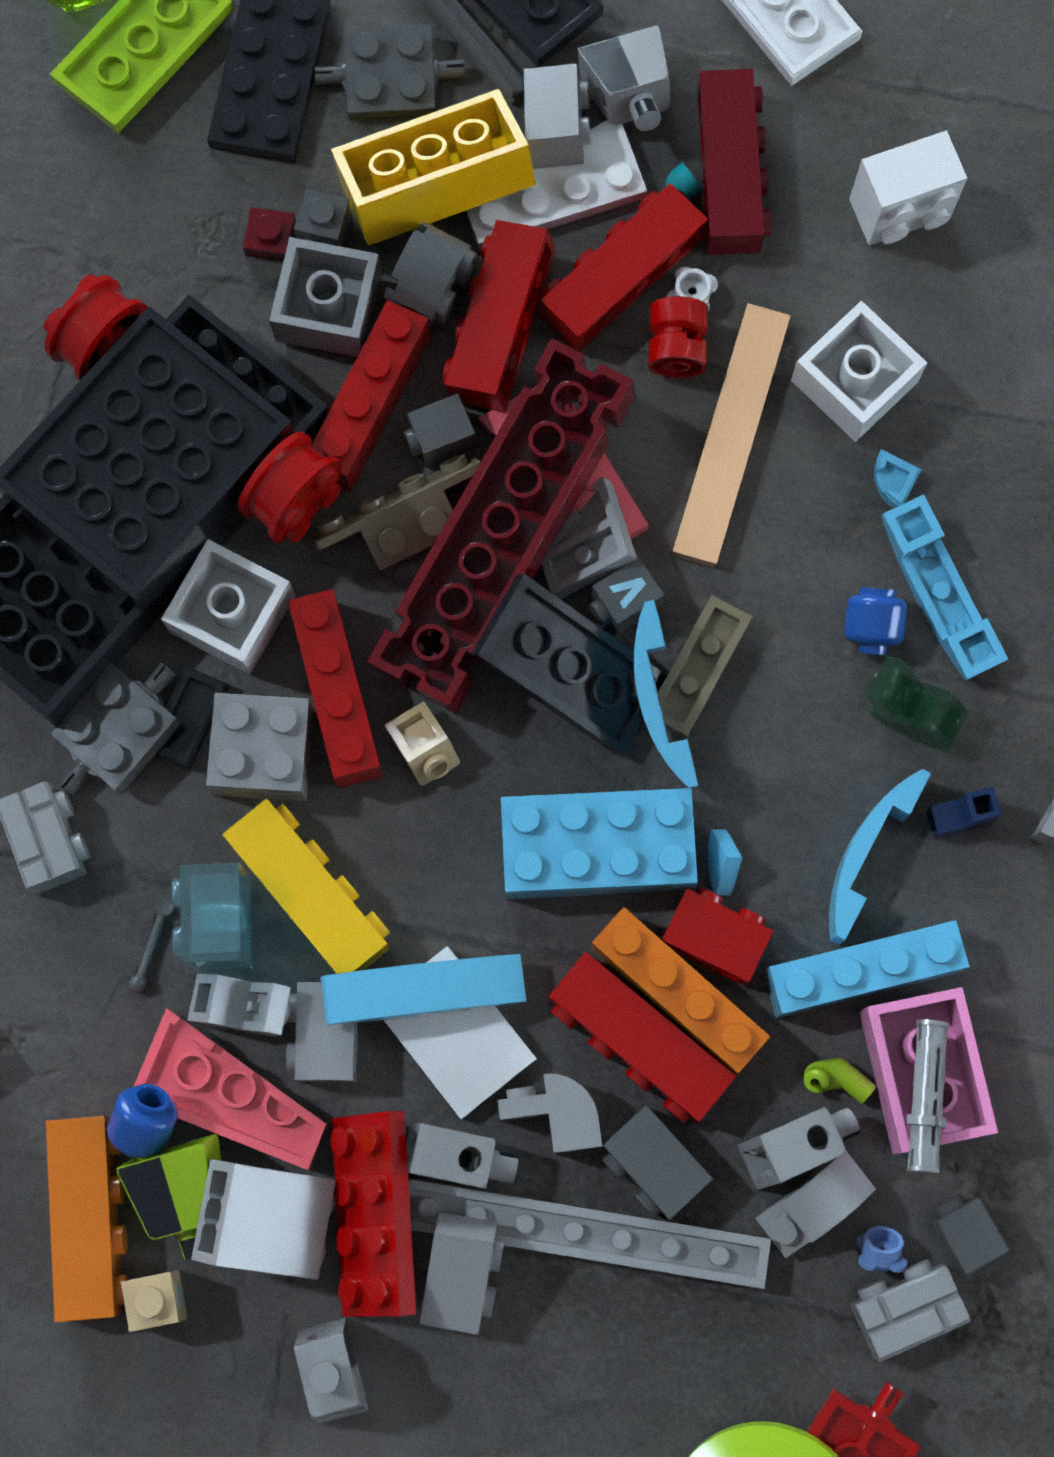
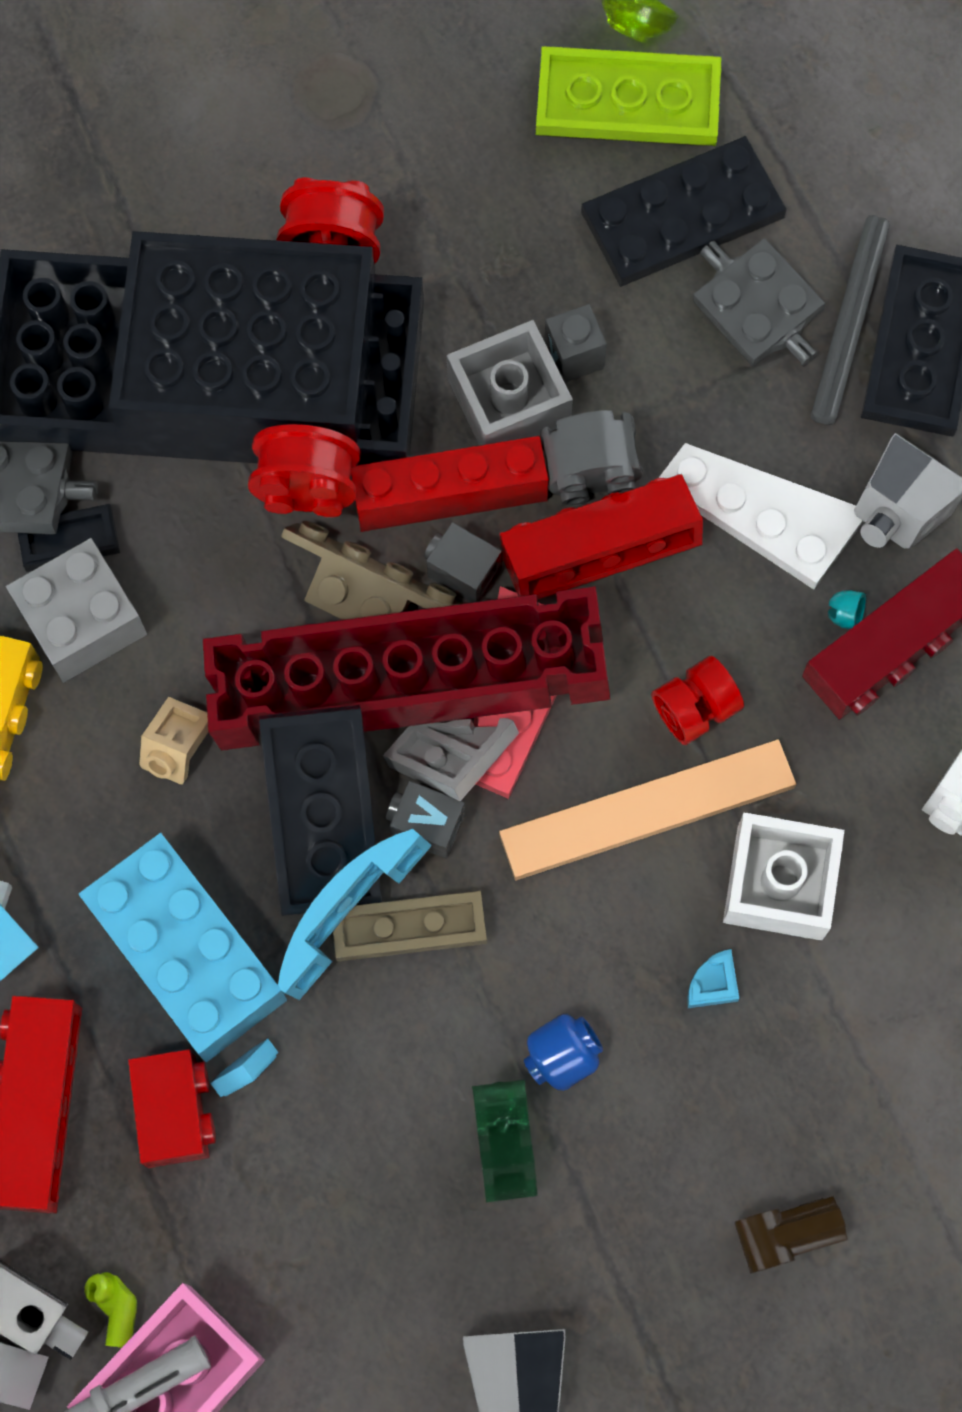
camera: 55 degrees right, 5 degrees down
(228, 606) = (178, 500): white brick -> none
(268, 233) = (536, 304): dark red plate -> none
(335, 688) = (169, 635): red brick -> none
(434, 166) = (690, 391): yellow brick -> none
(554, 115) = (819, 458): light grey brick -> none
(622, 267) = (728, 610): red brick -> none
(679, 991) = (95, 1109): orange brick -> none
(694, 278) = (762, 673): white plate -> none
(844, 902) = (277, 1203): medium azure slope -> none
(866, 969) = (227, 1263): medium azure brick -> none
(940, 590) = (637, 1093): medium azure slope -> none
(963, 814) = (436, 1255): dark blue piece -> none

